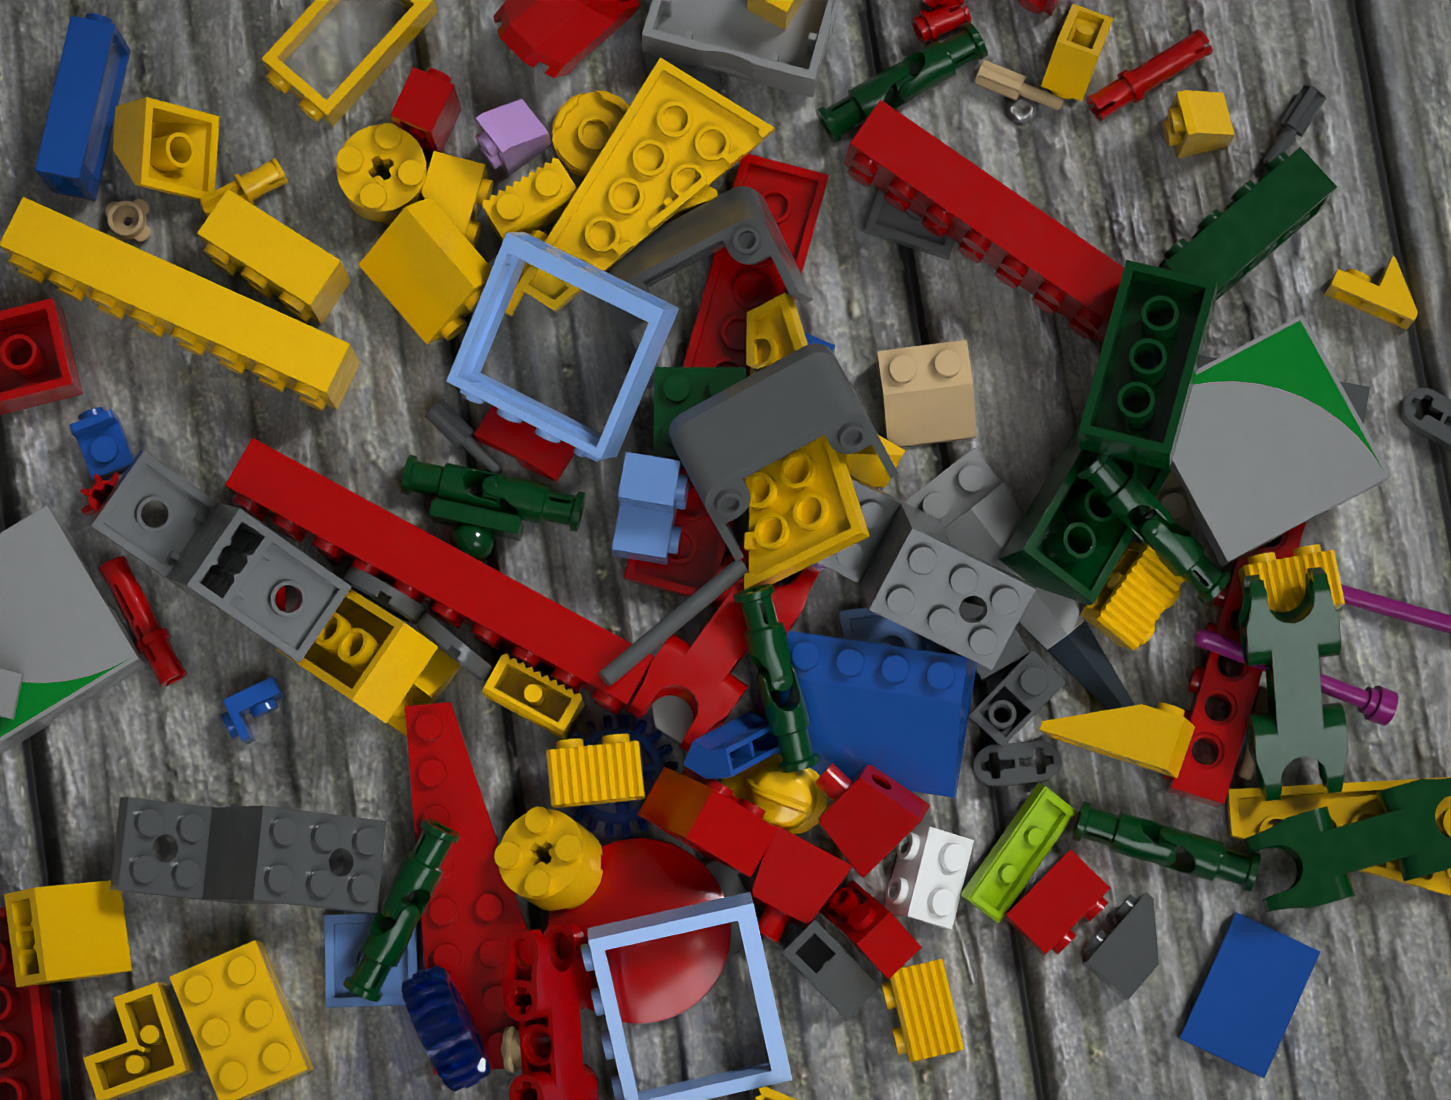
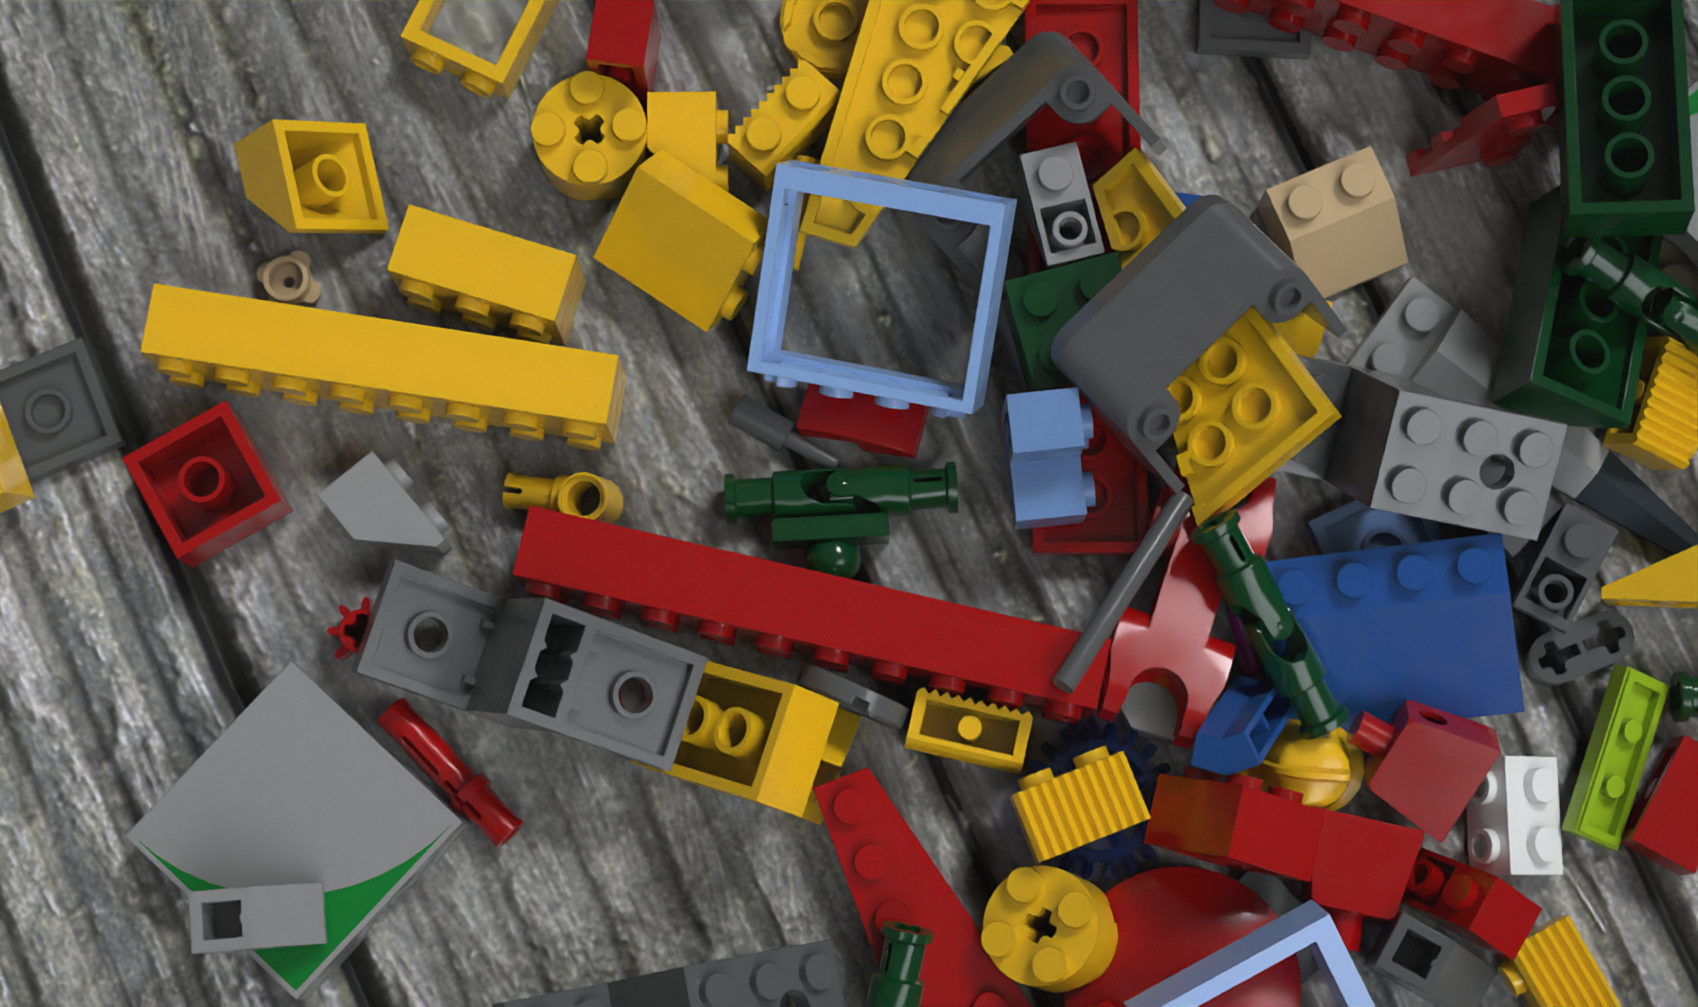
camera: 20 degrees left, 0 degrees up
(83, 107) = (195, 154): blue window -> none
(102, 442) = (336, 564): blue bracket -> none
(146, 411) = (379, 511): none -> light grey slope
(249, 185) = (431, 194): yellow axle -> none
(255, 700) = (622, 831): blue bracket -> none
(286, 439) = (564, 494): none -> yellow pin
(383, 595) = (747, 656): dark grey tile -> none
(511, 136) = (736, 50): lavender slope -> none
(715, 321) = (1059, 205): none -> light grey slope
(1059, 351) = (1489, 132): none -> red wing

